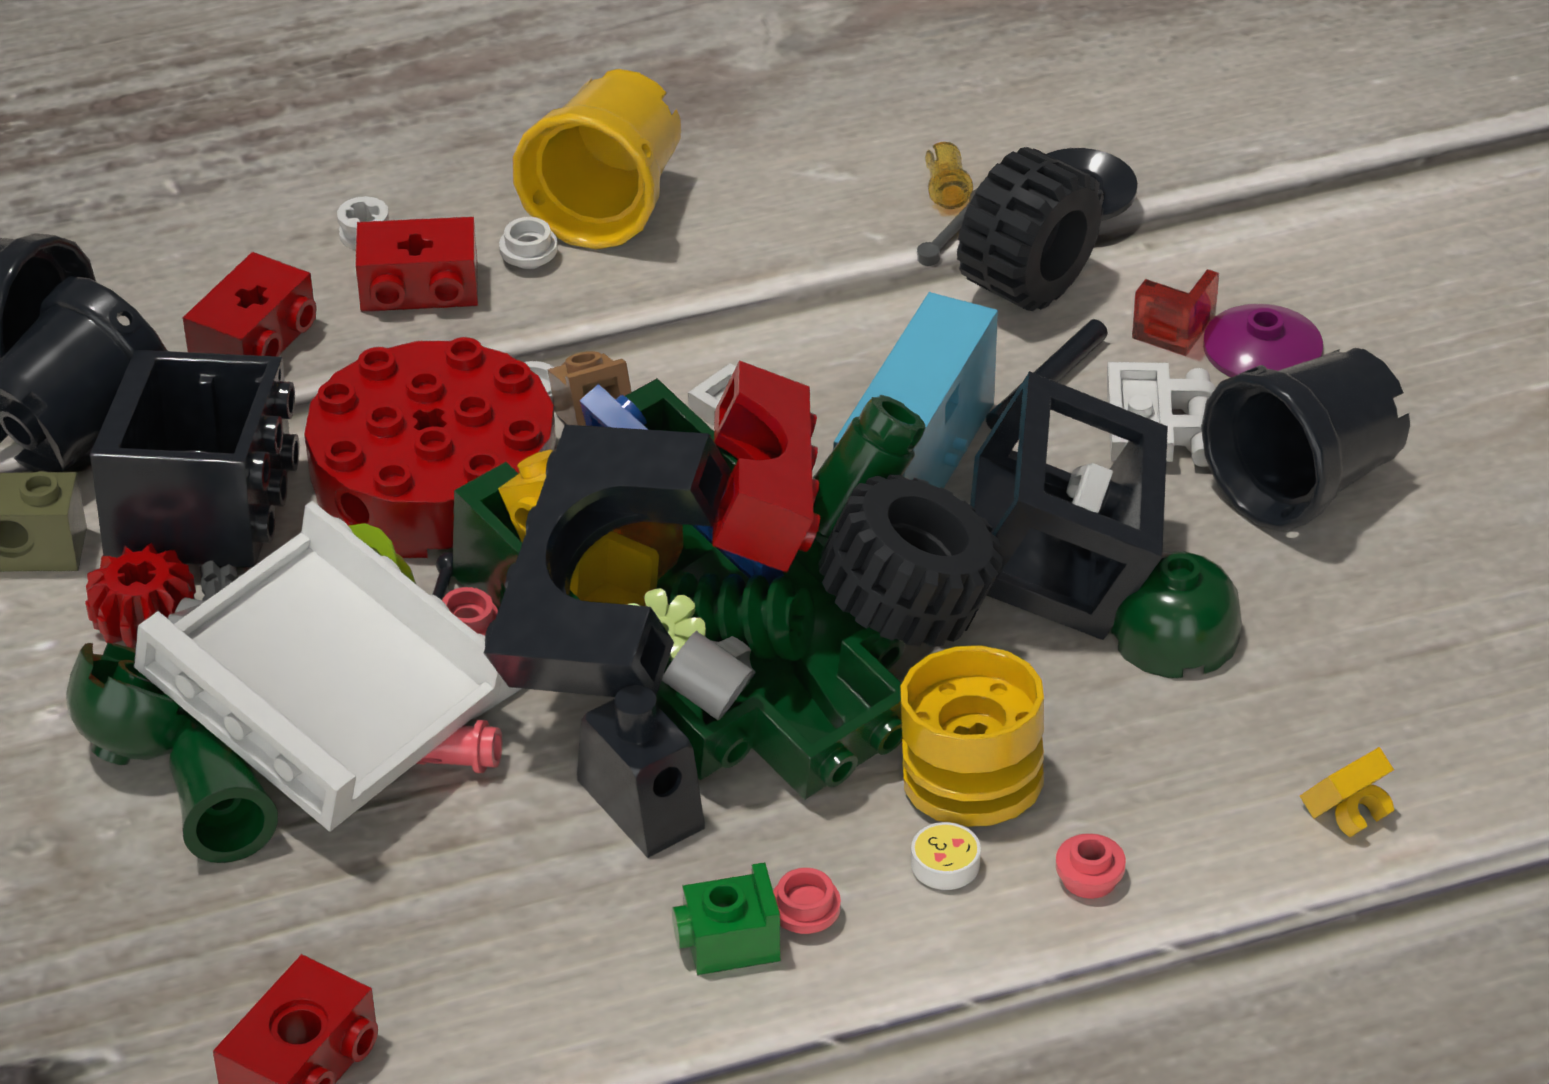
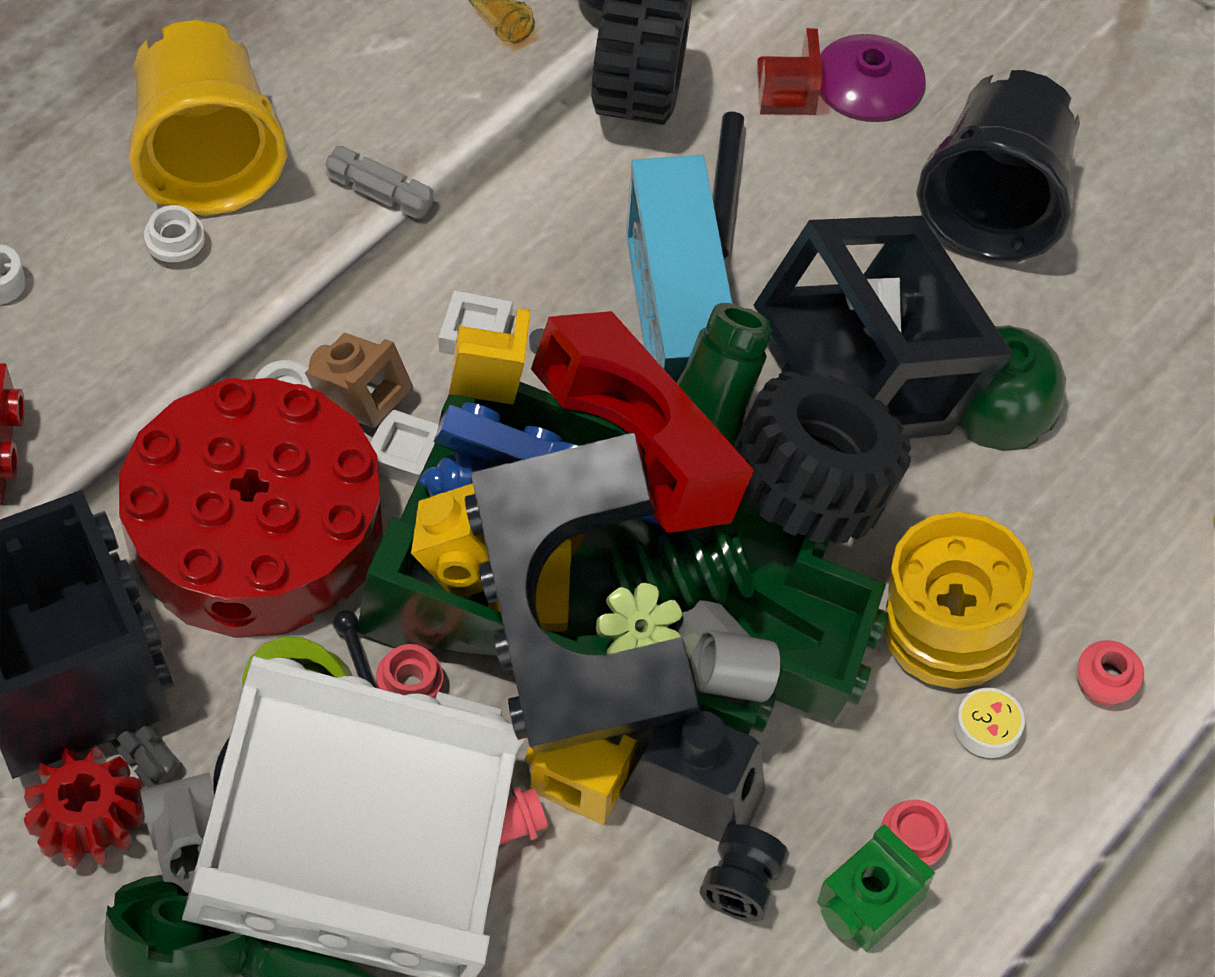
camera: 35 degrees left, 15 degrees up
(417, 264) = (89, 302): red brick -> none
(545, 734) = (584, 775): none -> yellow brick
(627, 860) = (744, 873): none -> black wheel
(669, 381) = (490, 362): none -> yellow panel
(733, 267) = (379, 182): none -> light grey axle
(929, 252) = (535, 94): dark grey hinge -> none
(1152, 394) = (831, 182): white plate -> none

